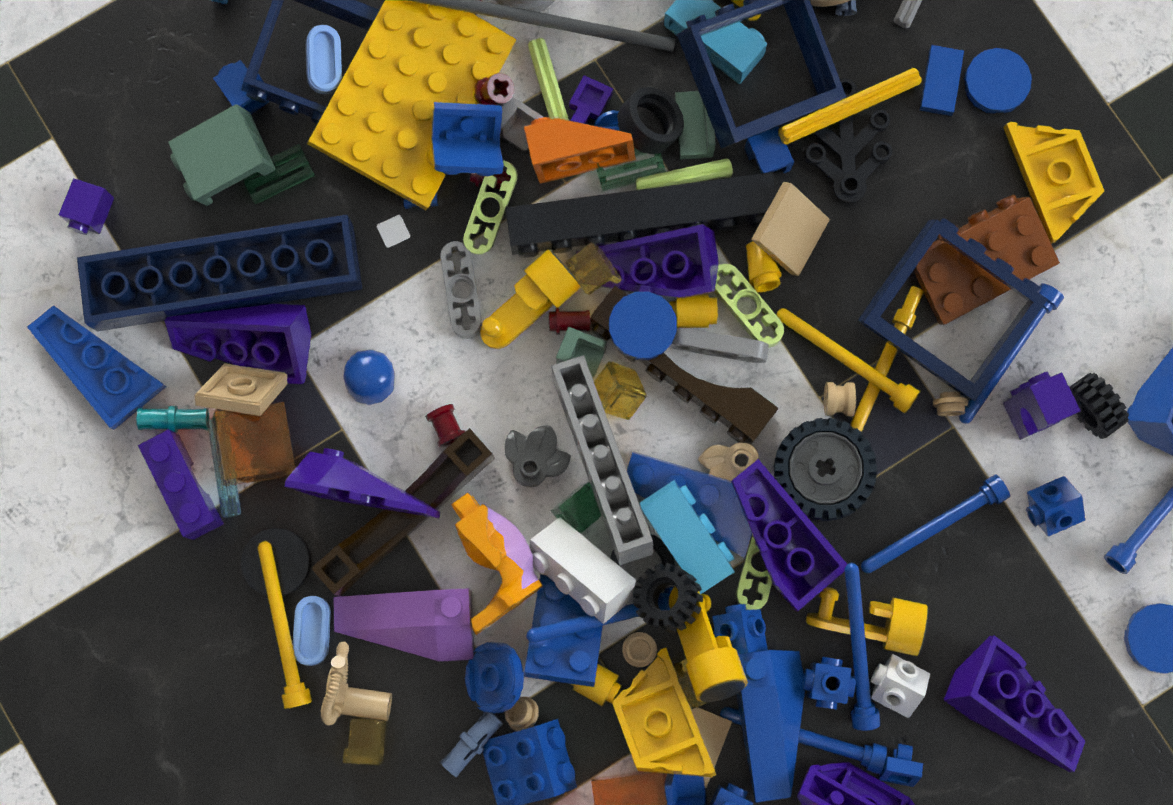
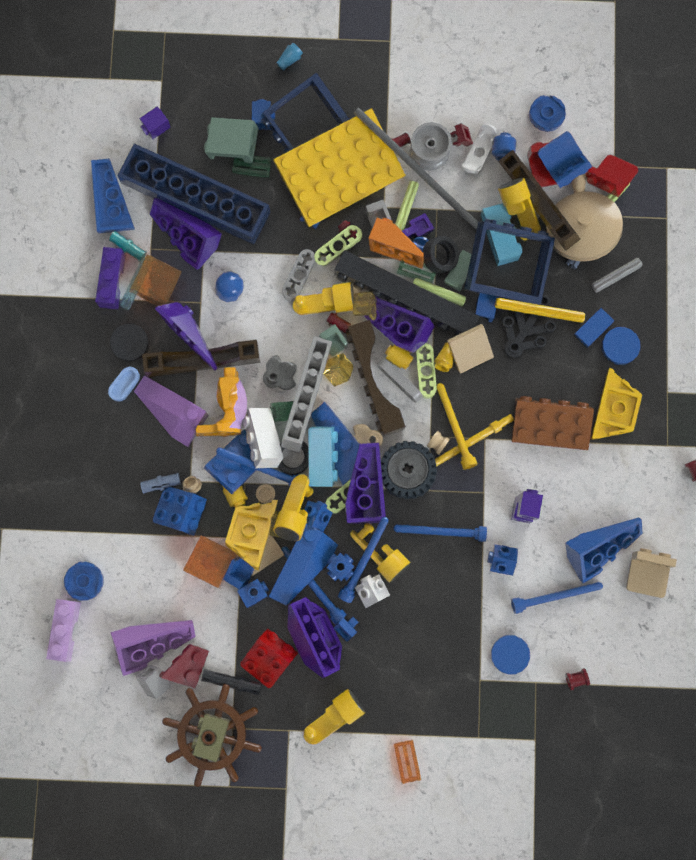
camera: 30 degrees right, 0 degrees up
(241, 389) = (166, 252): tan tile -> none
(295, 691) = (98, 406): yellow piece -> none
(323, 59) = (307, 126): light blue tile -> none
(349, 700) = (117, 424): tan piece -> none
(365, 742) = (113, 450): clear yellow panel -> none
(393, 231) = (287, 227): white sticker -> none
(445, 425) = (248, 330): dark red bush -> none
(467, 138) = (347, 206): blue bracket -> none
(494, 677) = (190, 460): blue tile -> none
(503, 89) = (381, 196): dark red bush -> none
(642, 325) = (368, 346): blue tile -> none
(650, 593) = (288, 468): black tyre -> none
(950, 404) = (488, 480): tan plate -> none
(975, 252) = (547, 416): dark blue window -> none
(1004, 698) = (418, 633): dark purple wedge -> none
(1054, 300) = (568, 463): blue piece -> none
(1098, 406) = (556, 526): black tyre -> none

